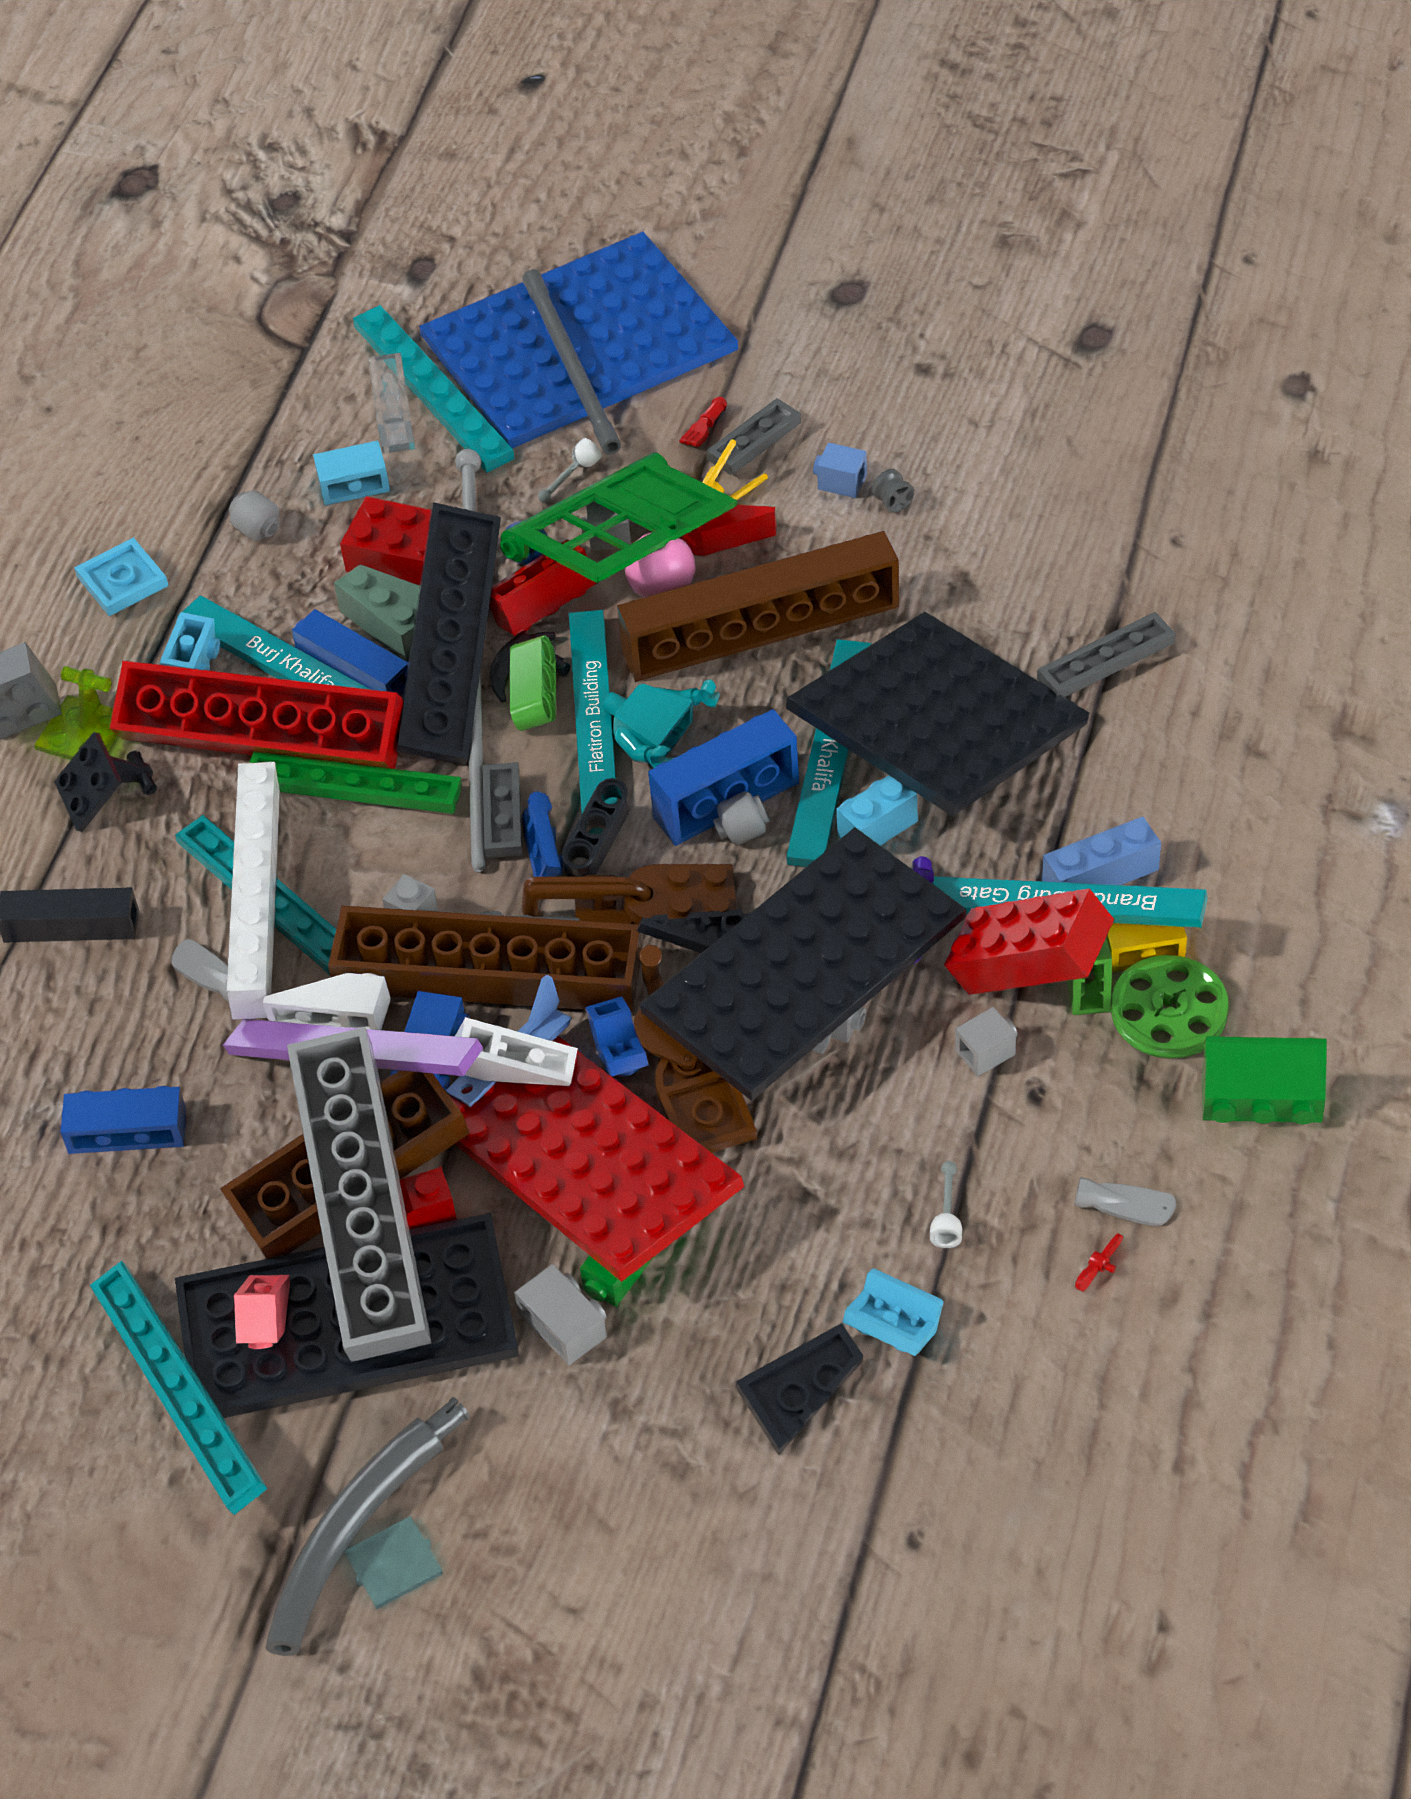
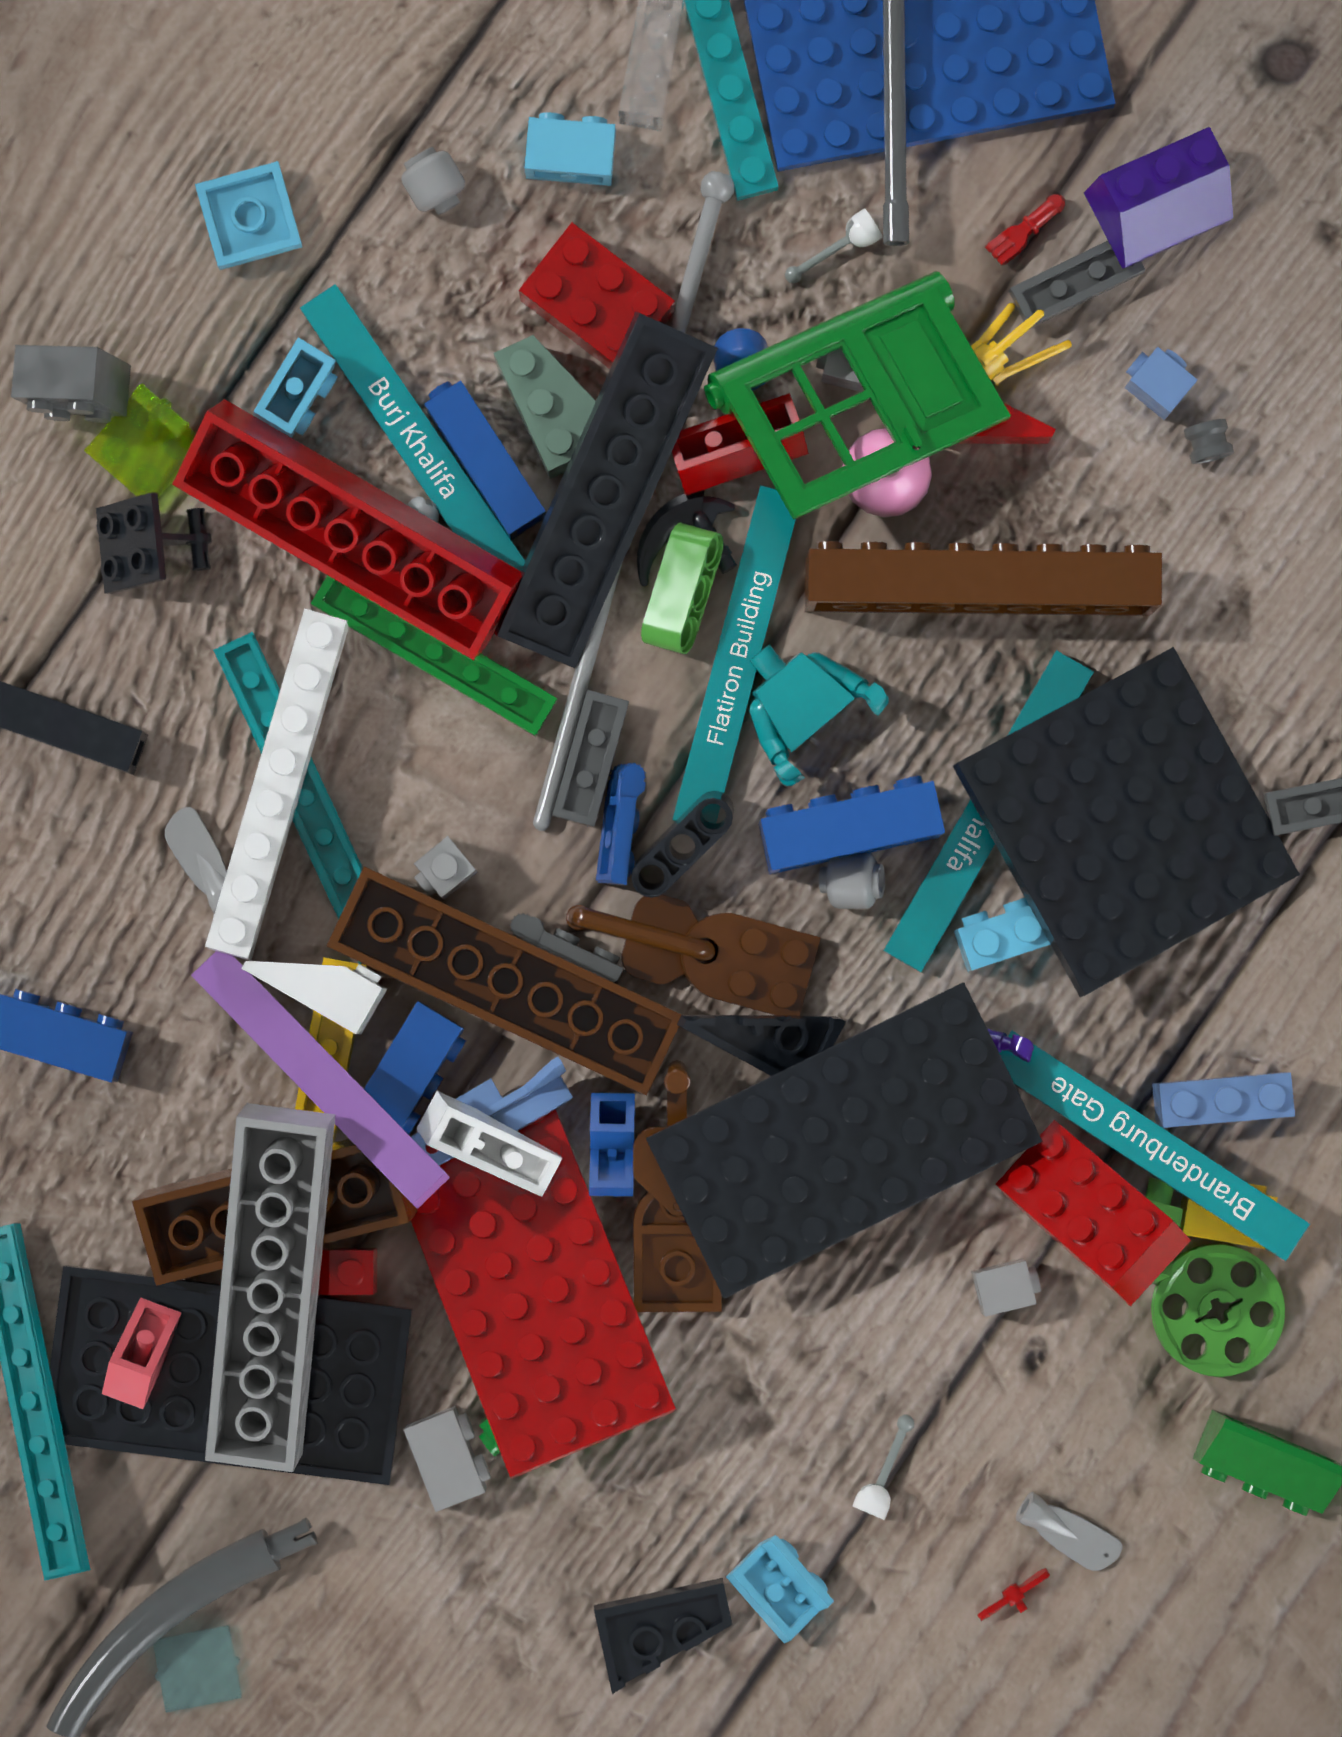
camera: 10 degrees right, 35 degrees up
(793, 367) = (1163, 197): none -> dark purple slope

